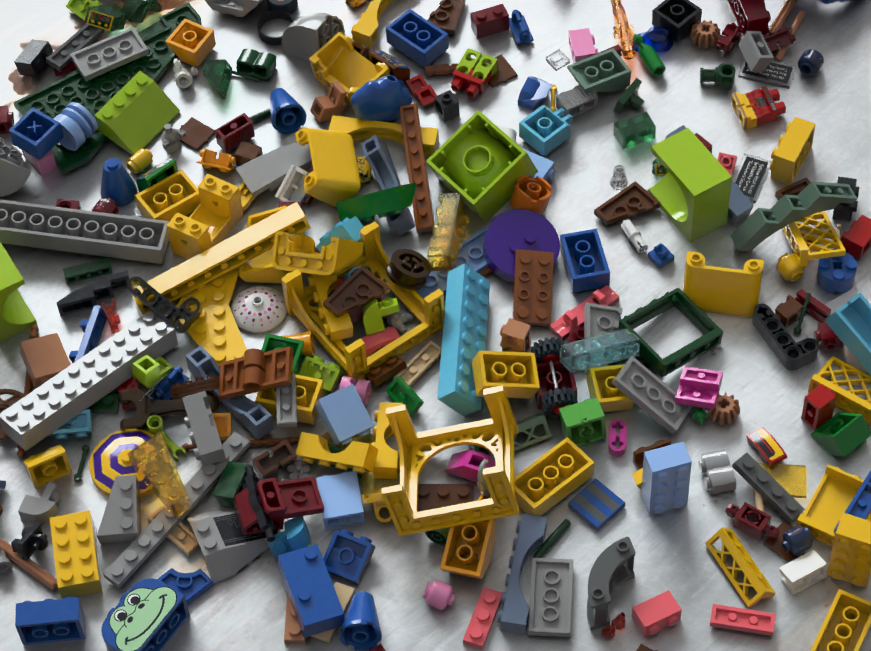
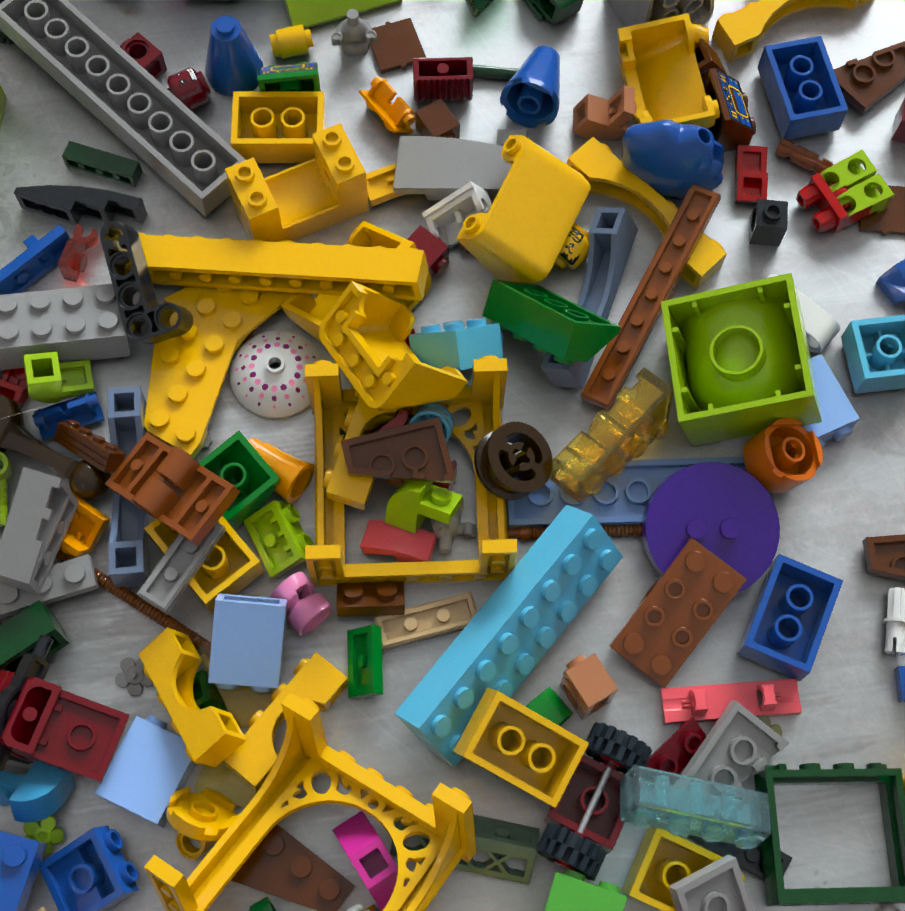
camera: 30 degrees right, 15 degrees up
(281, 457) = (95, 638): reddish brown piece -> none

